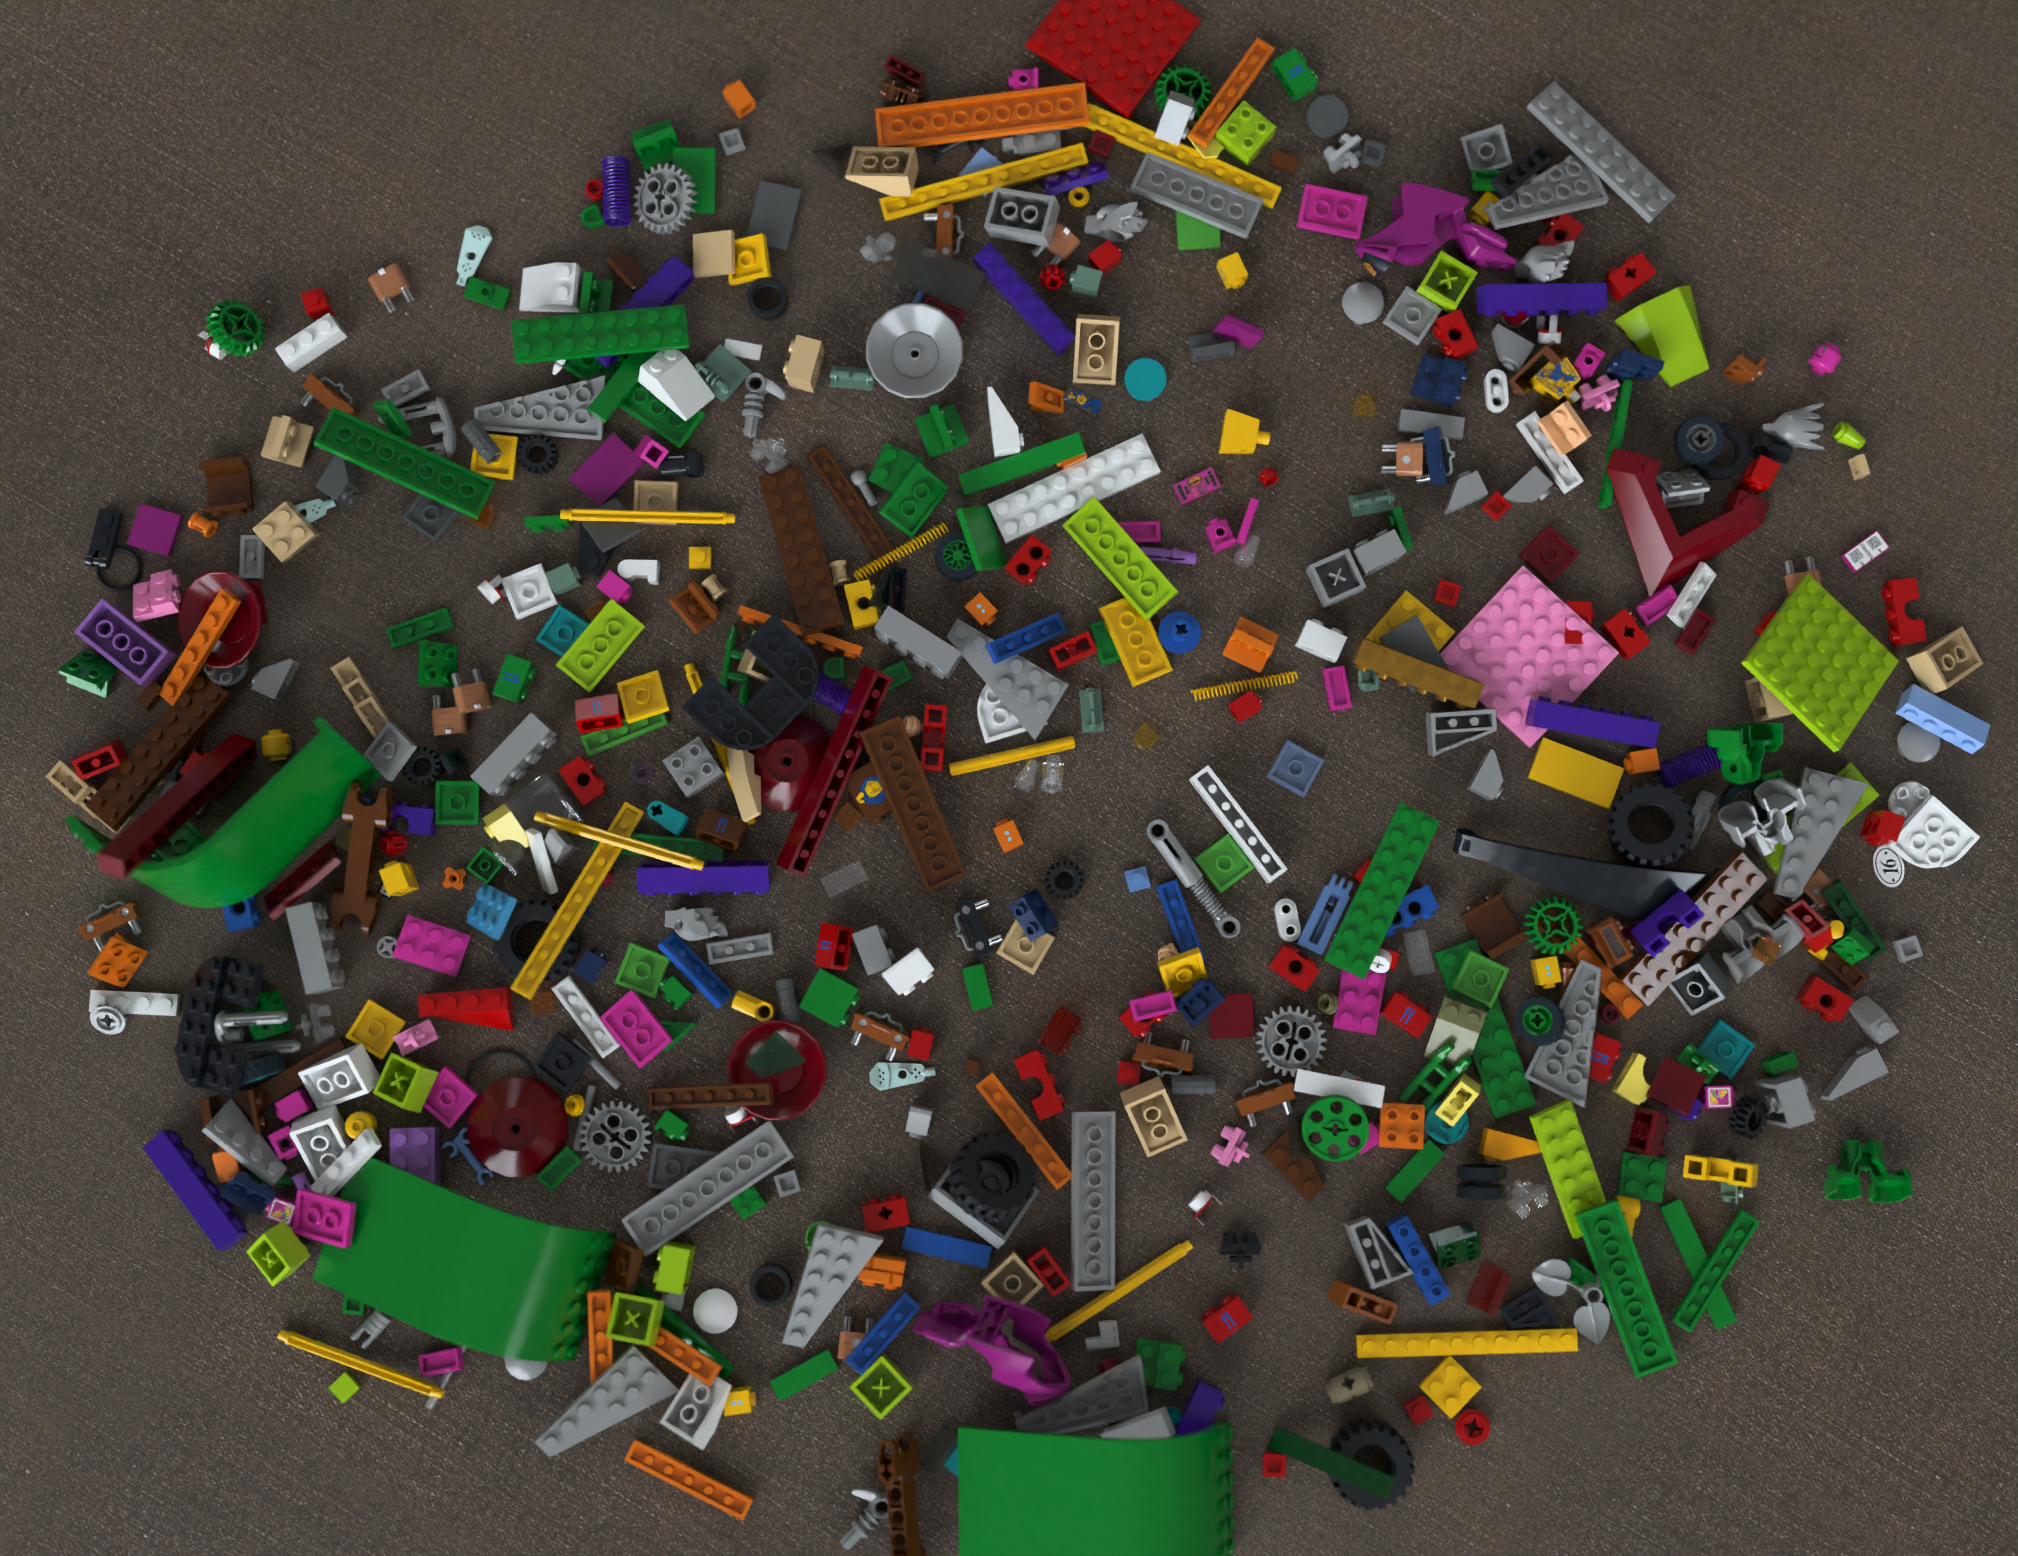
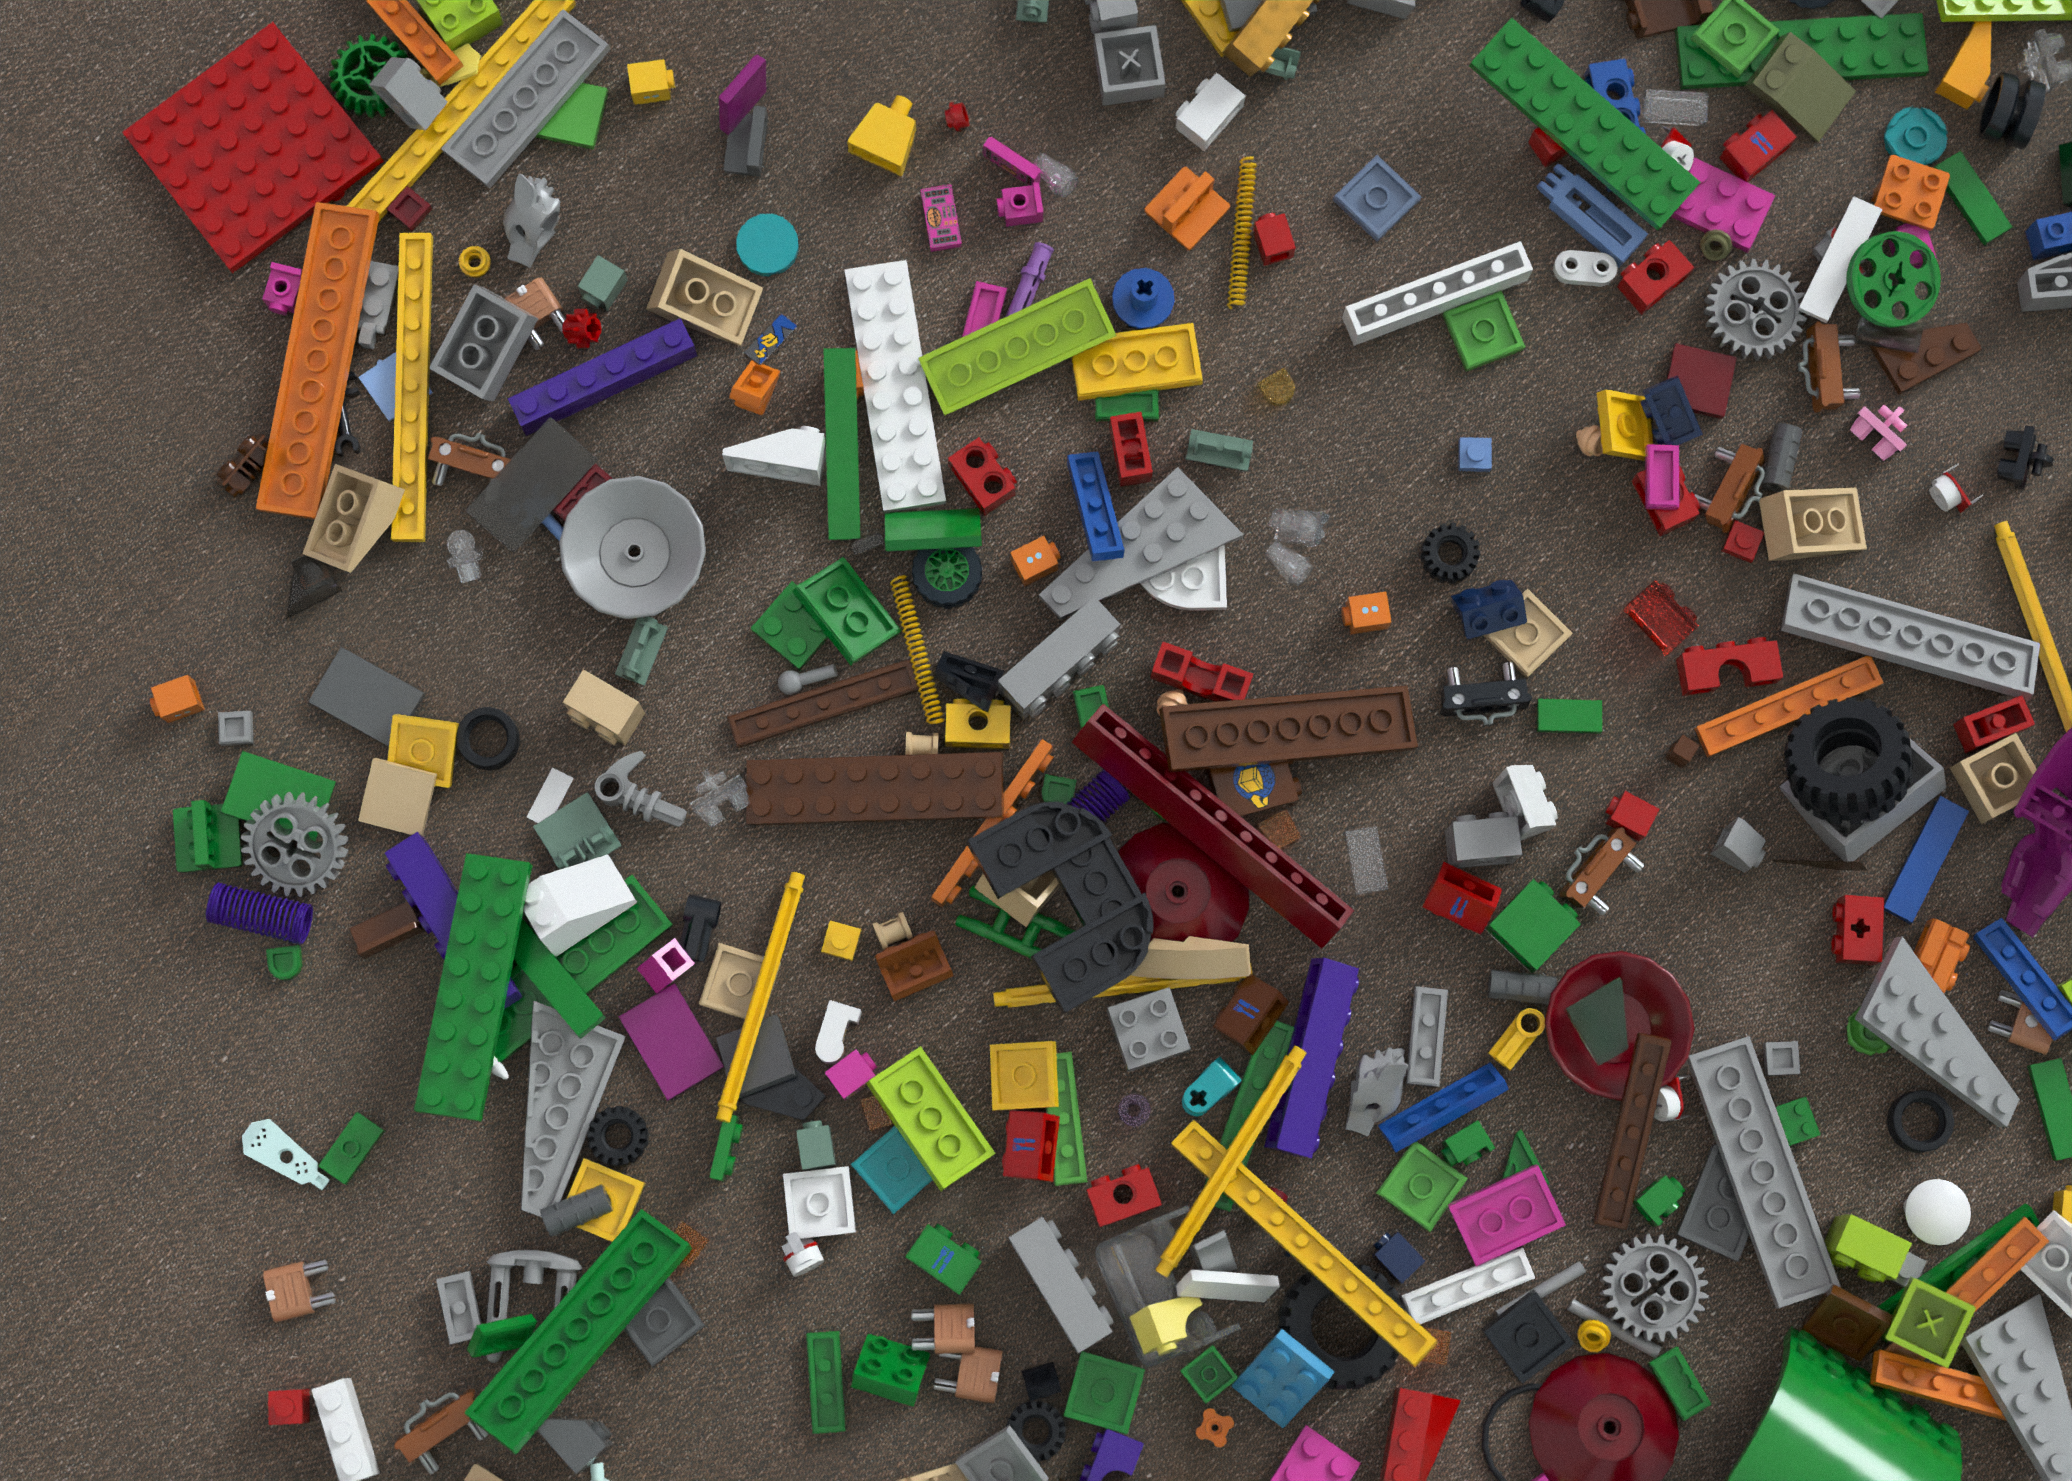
camera: 75 degrees left, 5 degrees down
(552, 287) = (375, 1048): white slope -> none
(594, 184) = (239, 940): red plate -> none
(595, 295) = (404, 998): green bracket -> none
(891, 1074) = (1664, 871): light aqua piece -> none
(904, 72) = (213, 453): dark red piece -> none
(941, 430) = (756, 545): green bracket -> none
(1012, 755) = (1253, 577): yellow axle -> none
(1074, 178) = (449, 258): dark purple plate -> none
(1105, 257) = (575, 248): red brick -> none
(1178, 917) = (1543, 413): blue tile -> none
(1191, 876) = (1492, 378): light grey piece -> none
(1337, 688) = (1280, 110): dark pink tile -> none
(1434, 1064) = (1836, 126): green piece -> none
(1458, 1099) = (1892, 109): light yellow arch -> none

